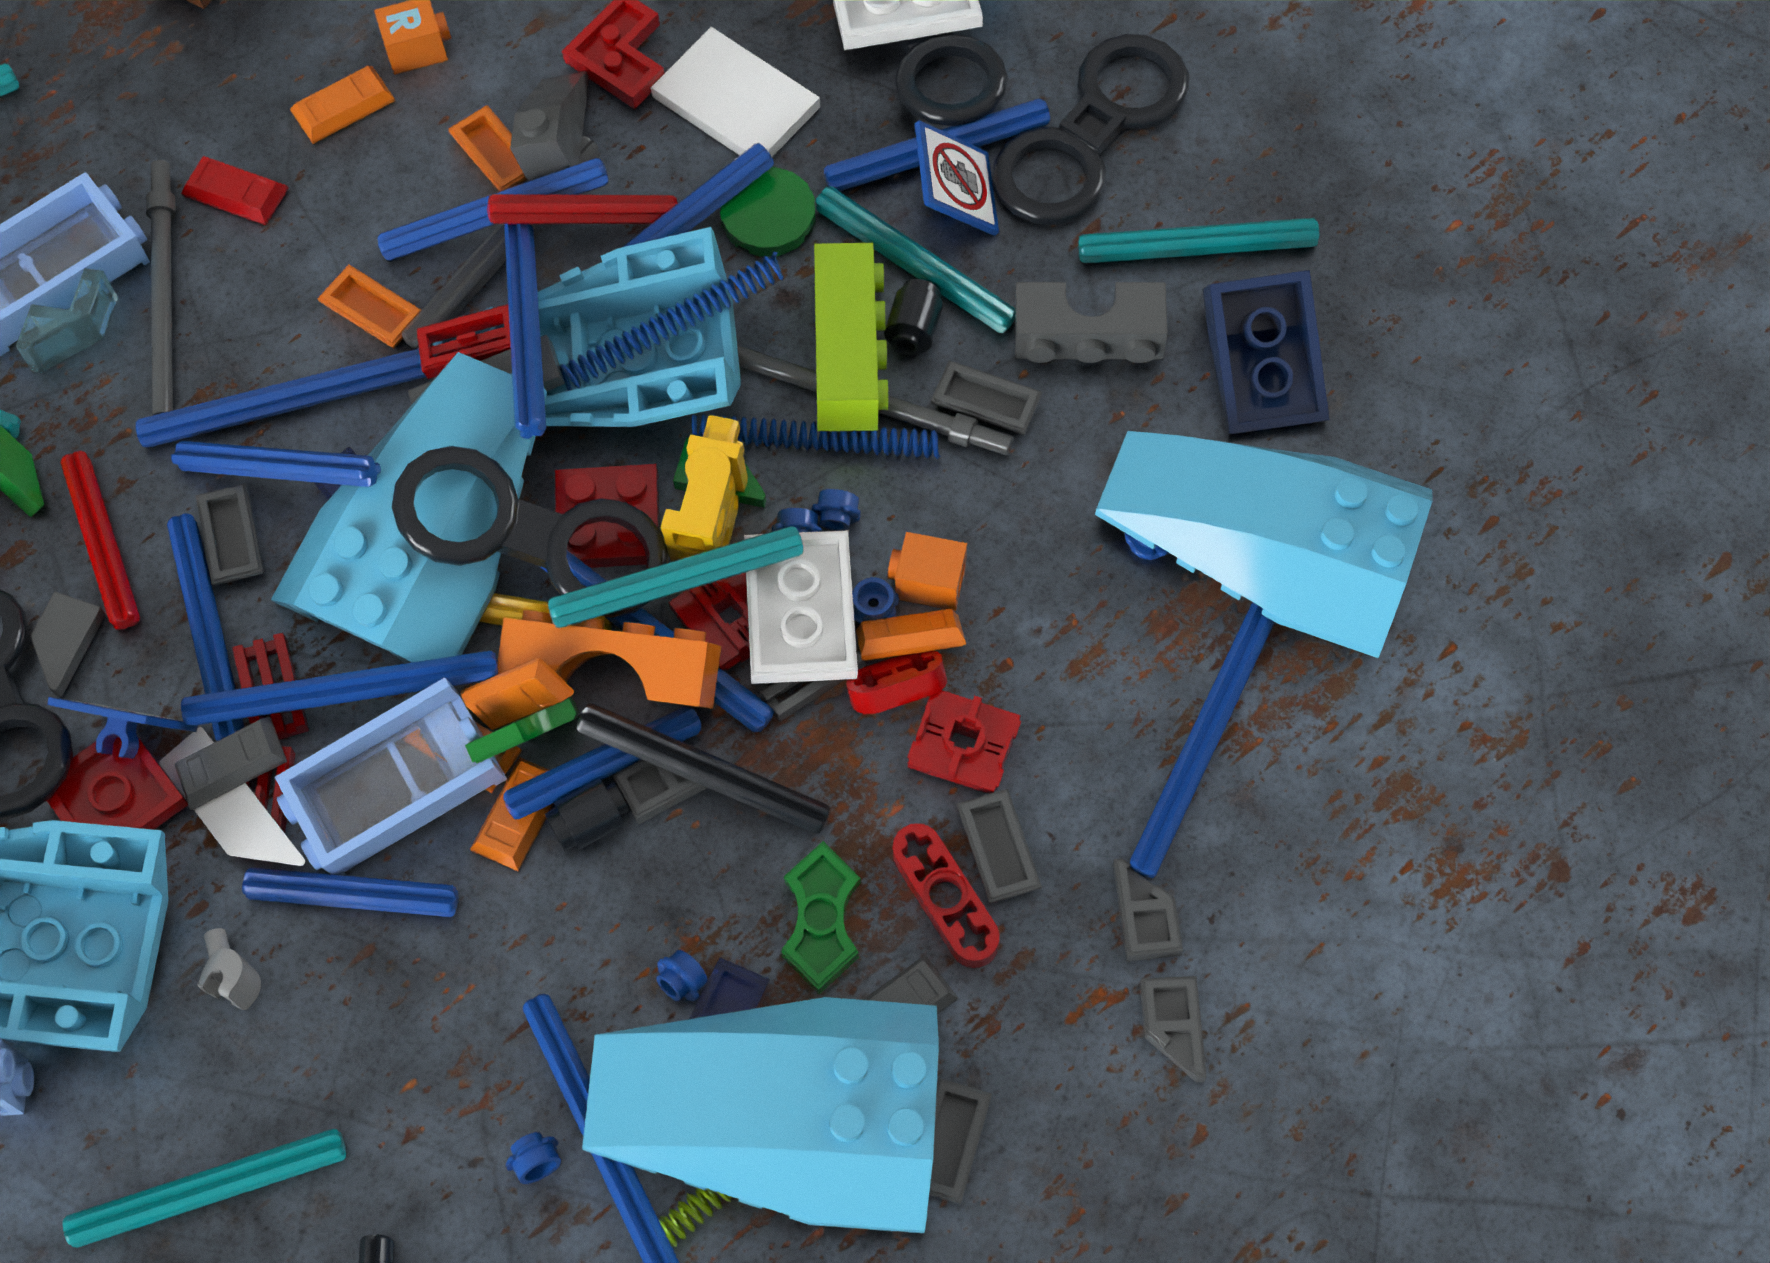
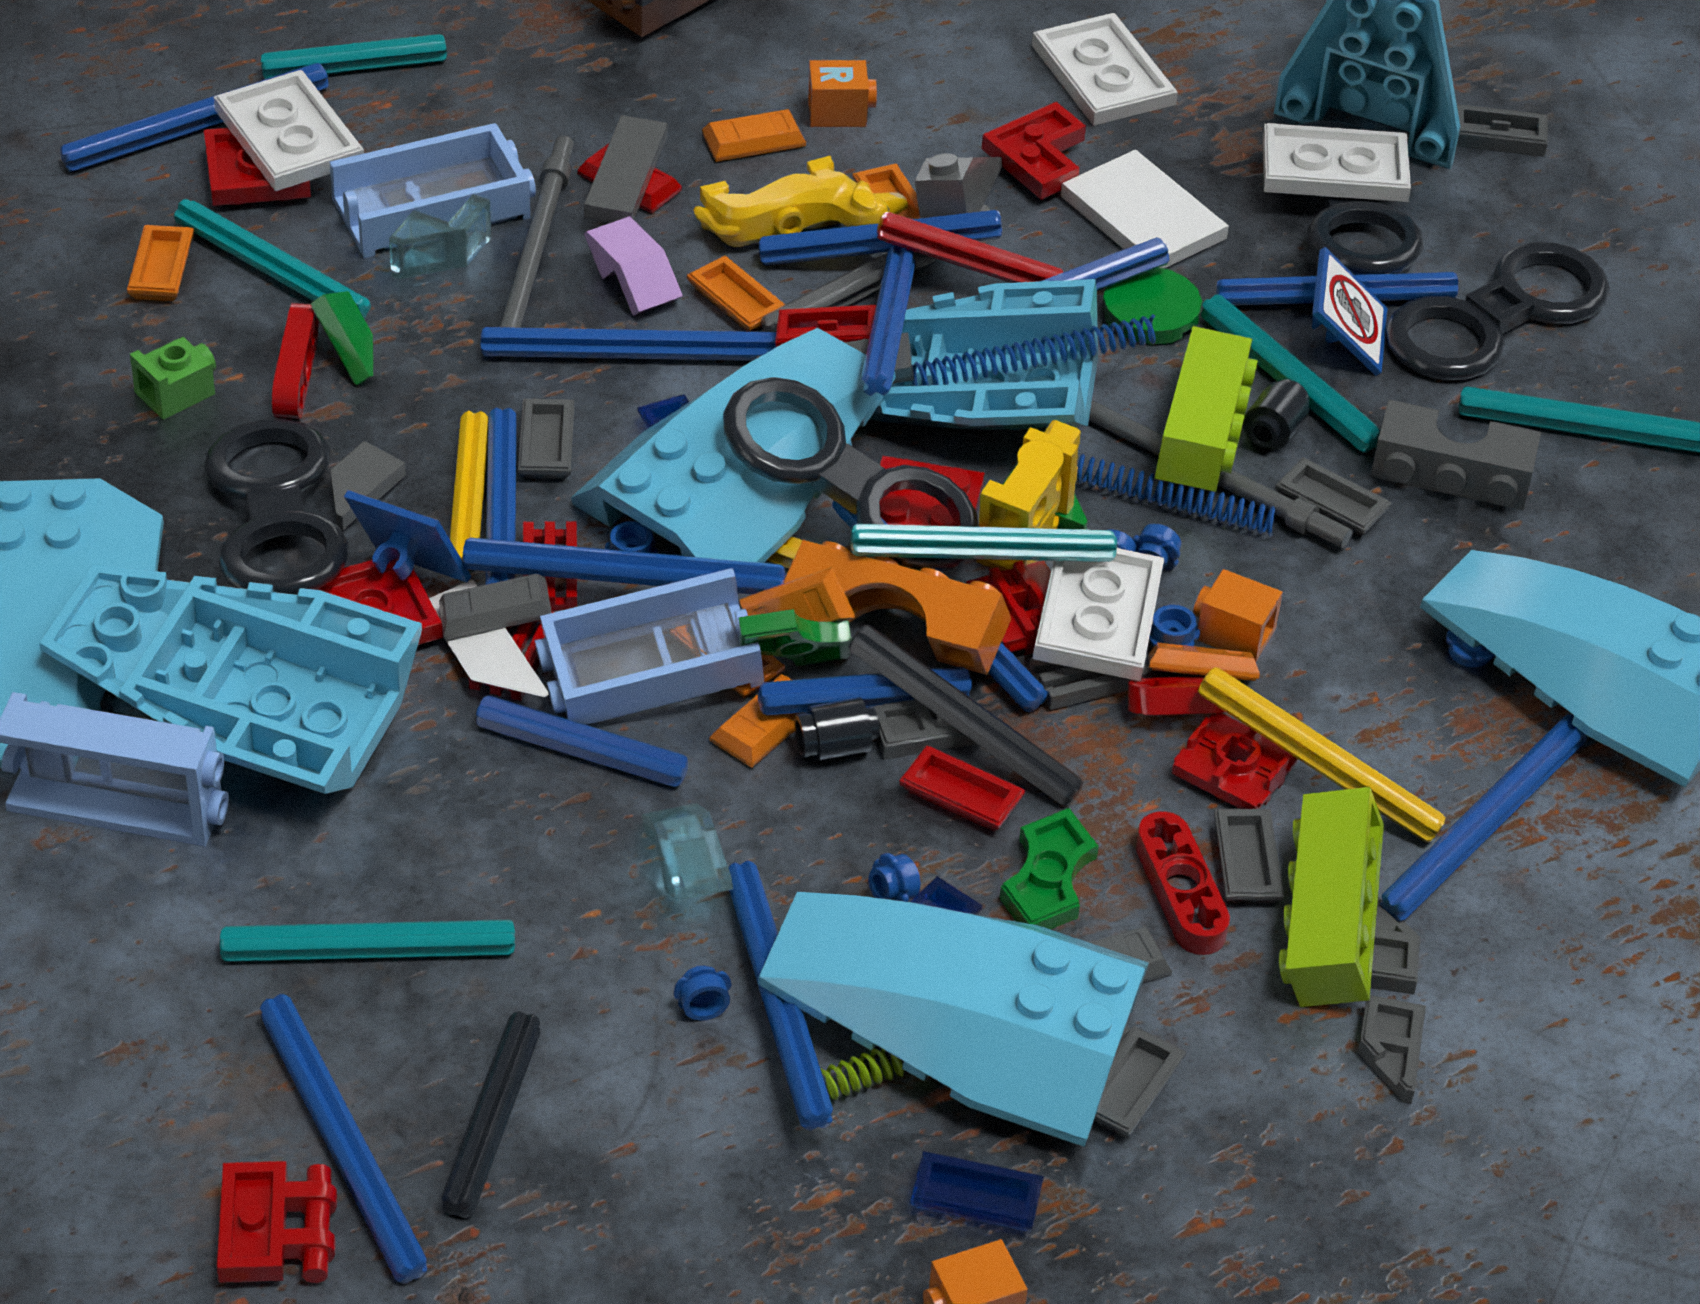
camera: 10 degrees right, 20 degrees down
(100, 540) = (419, 414): red axle -> none
(169, 616) = (469, 479): none -> yellow axle
(227, 189) = (625, 169): none -> dark grey tile
(228, 973) = (442, 773): light grey piece -> none
(264, 300) = (638, 262): none -> lavender slope
(276, 463) = (614, 377): blue axle -> none
(329, 653) = (632, 537): none -> blue plate
(401, 188) = (793, 205): none -> yellow animal
(480, 1000) = (688, 851): none -> clear light blue slope
(719, 844) = (961, 788): none -> red tile
(1042, 721) = (1320, 753): none -> yellow axle
(1088, 883) = (1333, 898): none -> lime brick
(1266, 351) = (1633, 511): dark blue slope -> none

